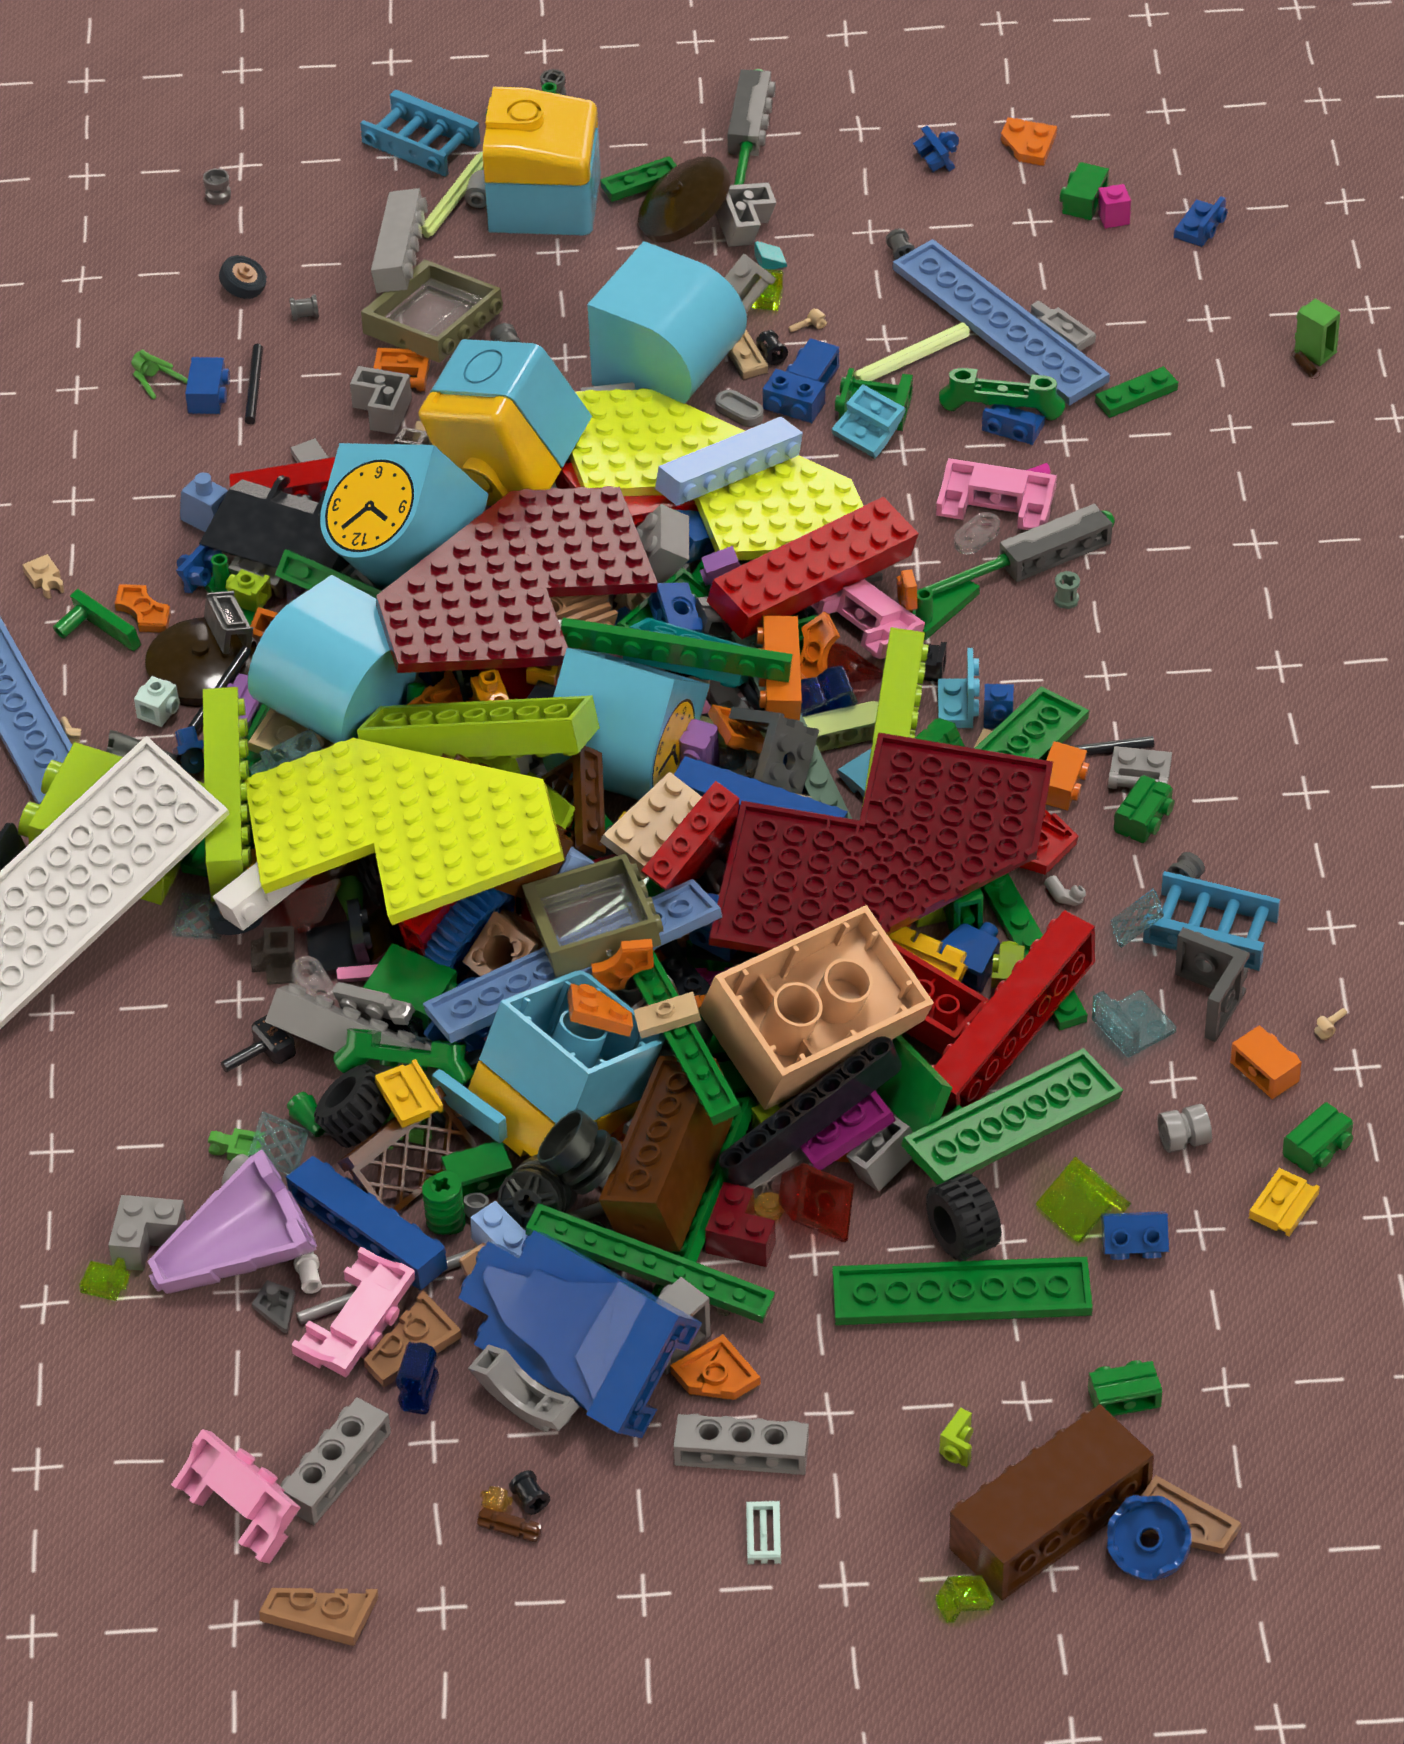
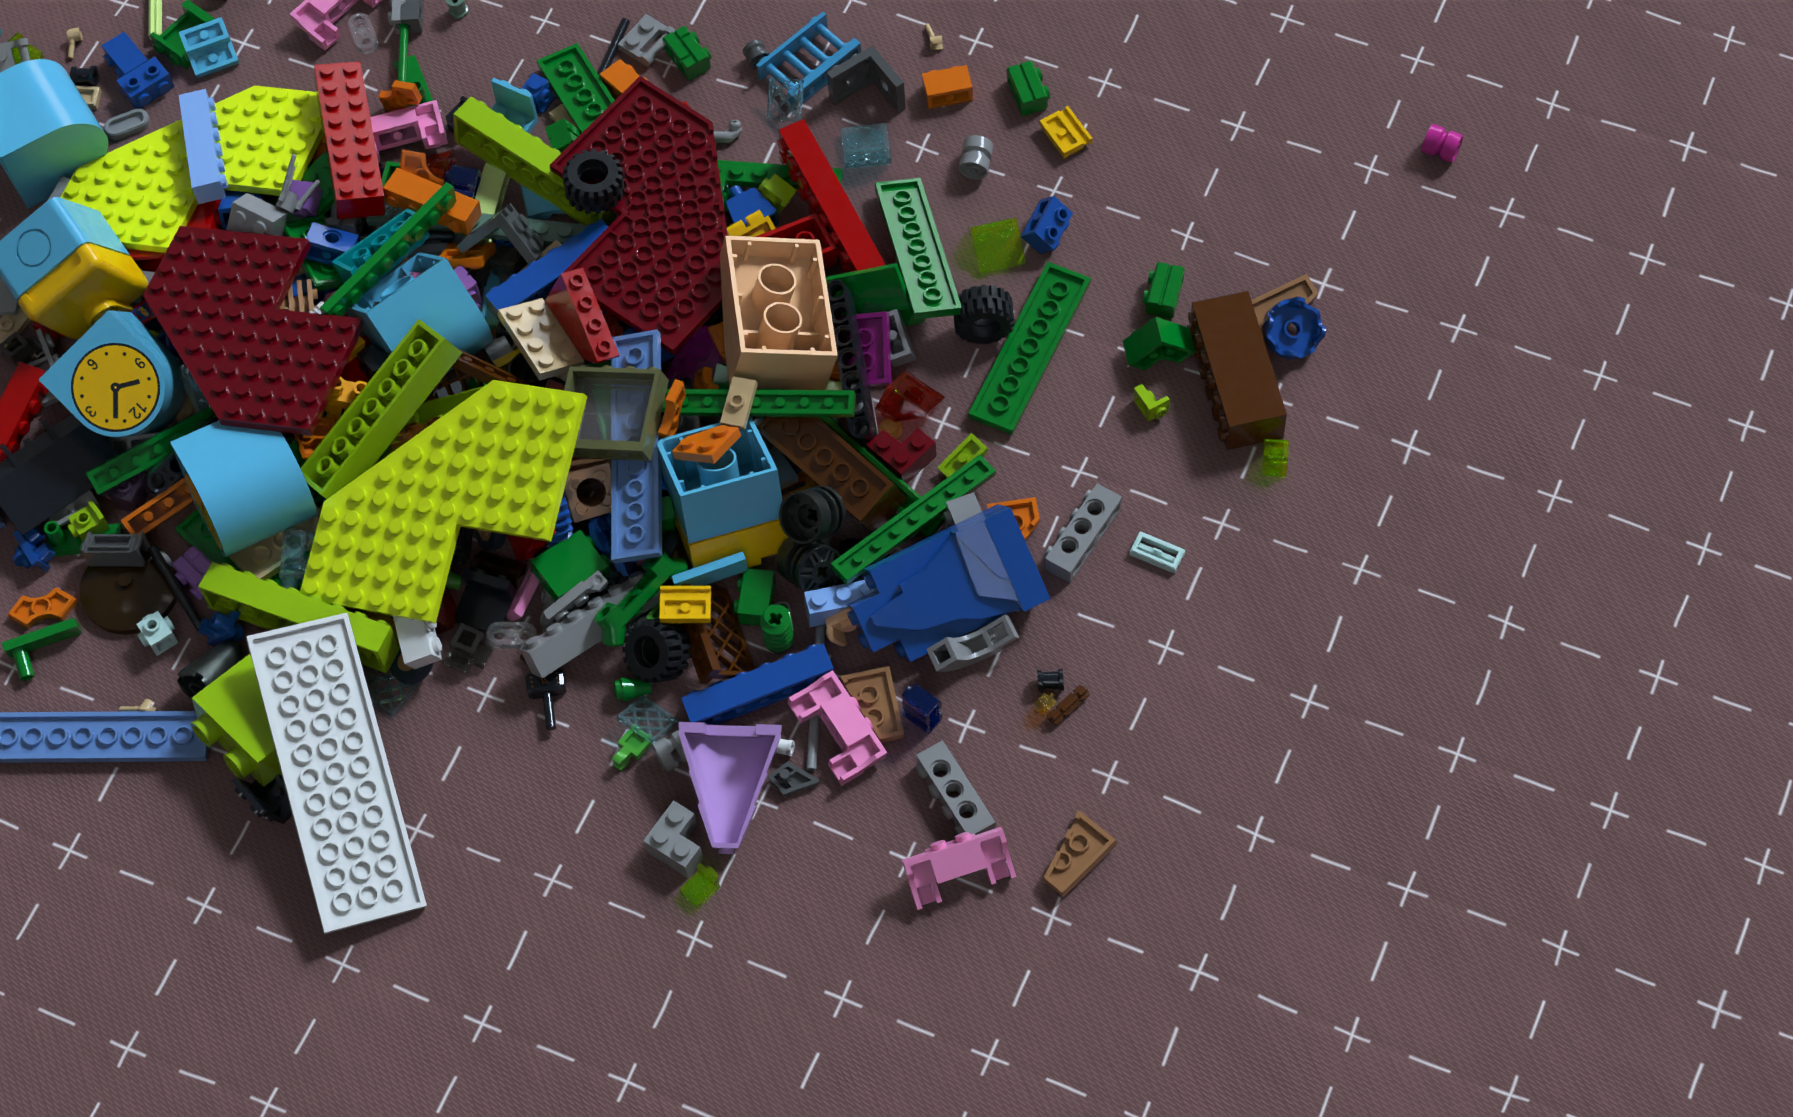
camera: 60 degrees left, 15 degrees up
(701, 553) = (288, 200): none -> light grey plant
(782, 1283) = (962, 455): none -> lime plate
(875, 754) = (593, 196): none -> black tyre
(1039, 1404) = (1158, 341): none -> green brick

